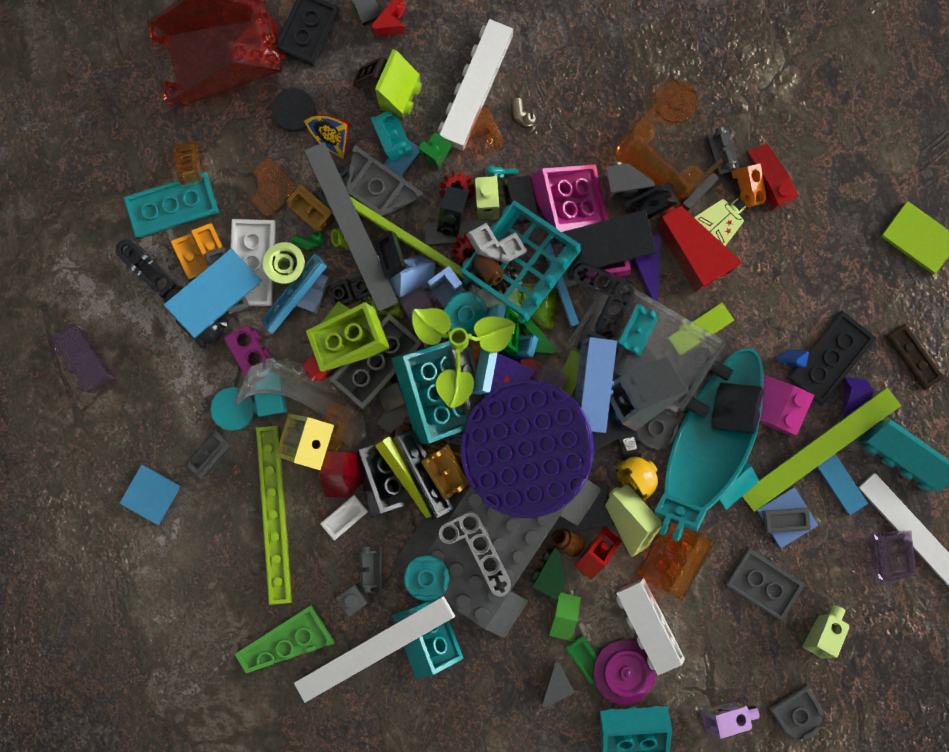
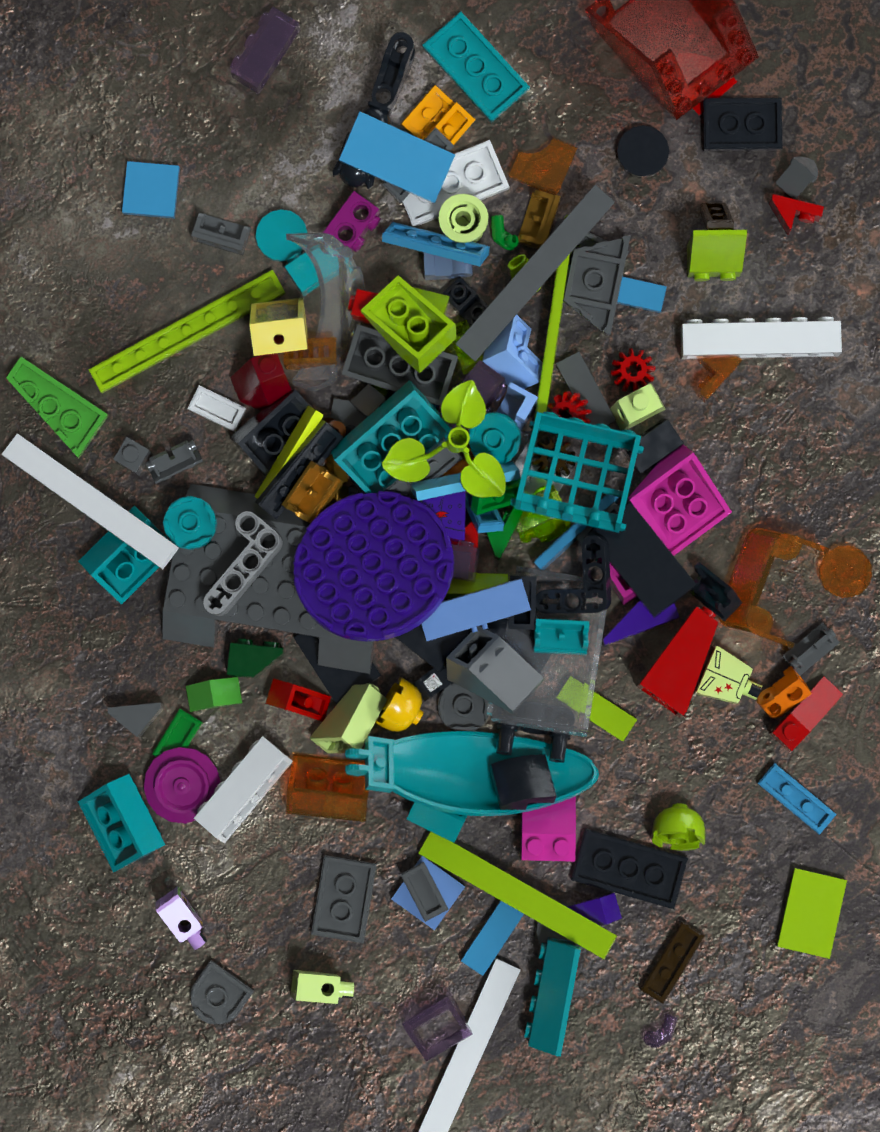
camera: 70 degrees right, 0 degrees up
(190, 176) = (515, 73): clear orange slope -> none
(331, 131) = (633, 203): shield -> none
(390, 254) = (523, 328): black tile -> none
(391, 135) = (660, 272): teal hinge -> none
(435, 150) = (665, 327): green slope -> none
(452, 211) = (602, 375): black slope -> none
(488, 246) = (576, 429): light grey tile -> none
(488, 269) = (553, 441): reddish brown brick -> none
(491, 171) = (669, 402): teal piece -> none
(522, 117) = (749, 404): dark tan arm -> none
(568, 542) = (295, 662): reddish brown brick -> none
(624, 182) = (720, 550): dark grey slope -> none
(700, 191) = (749, 641): dark grey tile -> none
(794, 358) = (609, 824): blue slope -> none
(818, 306) = (678, 827): none -> lime cylinder
(830, 211) = (796, 798): none -> dark azure tile

